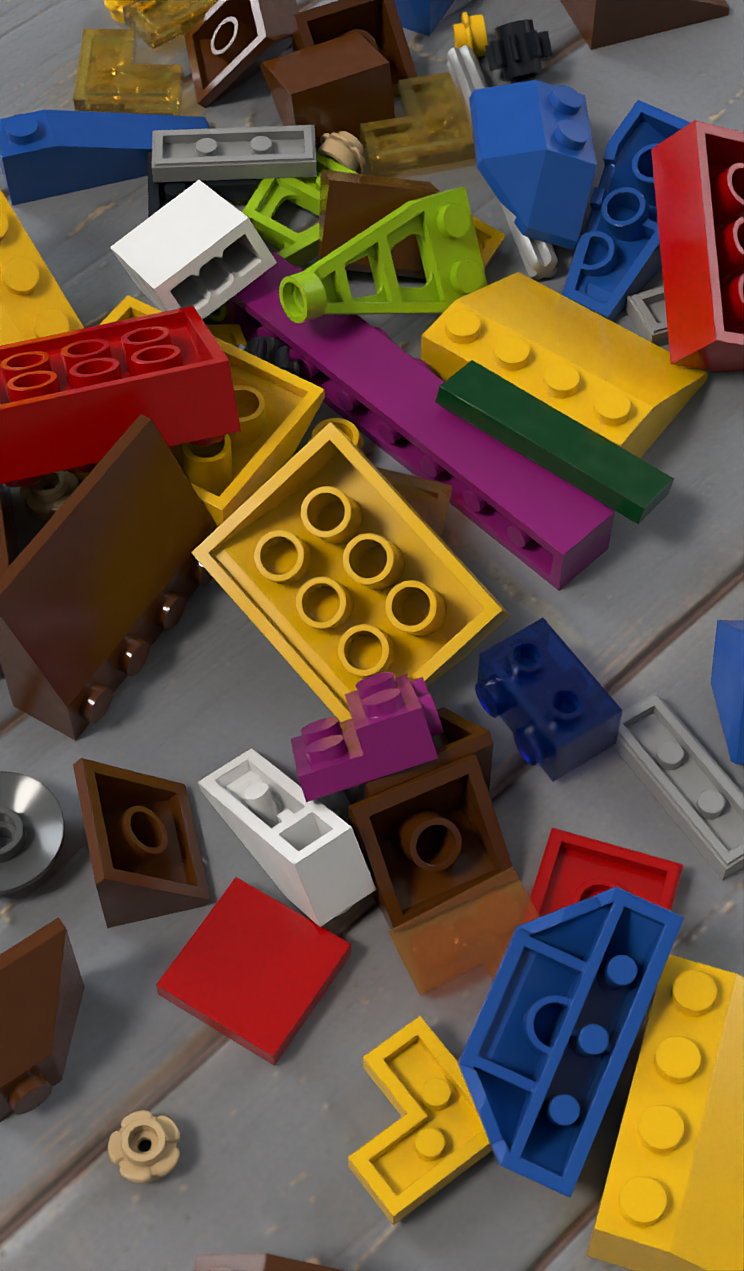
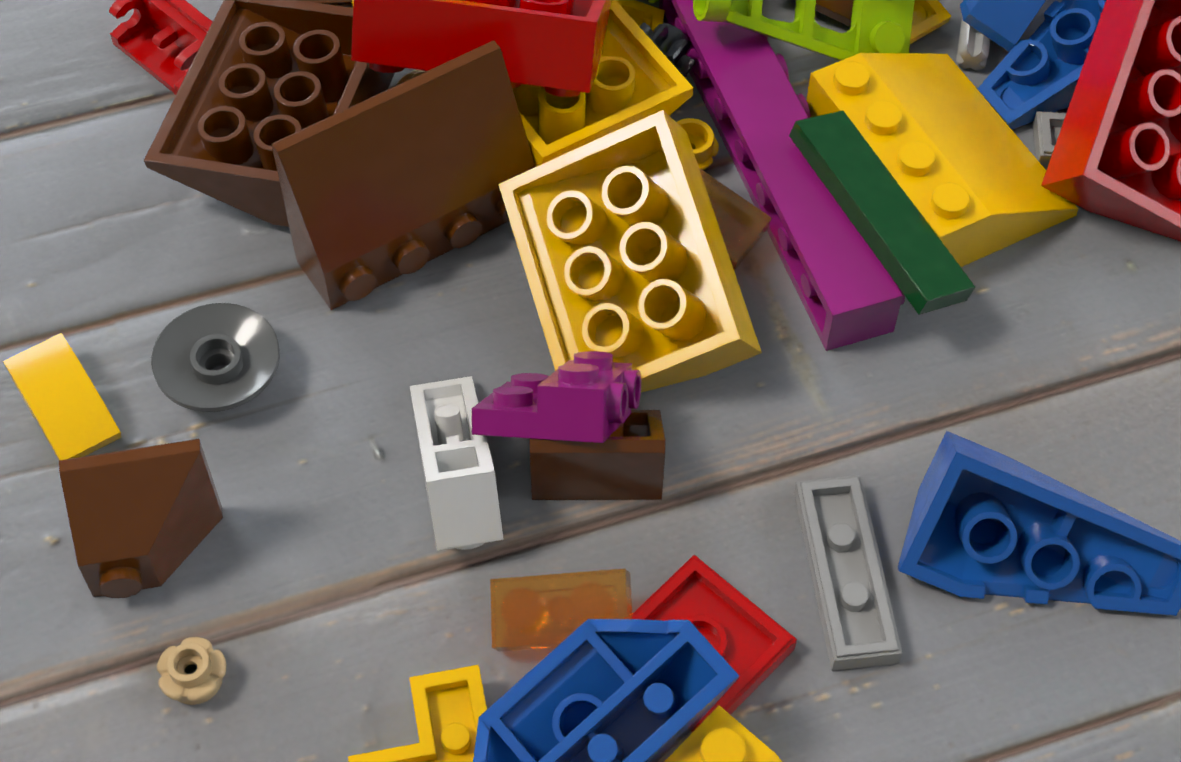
camera: 25 degrees right, 0 degrees up
(140, 843) = (324, 413): reddish brown slope -> none
(254, 970) = (367, 565): red tile -> none
(429, 839) = (572, 513): reddish brown slope -> none
(547, 700) = (748, 439): clear blue brick -> none

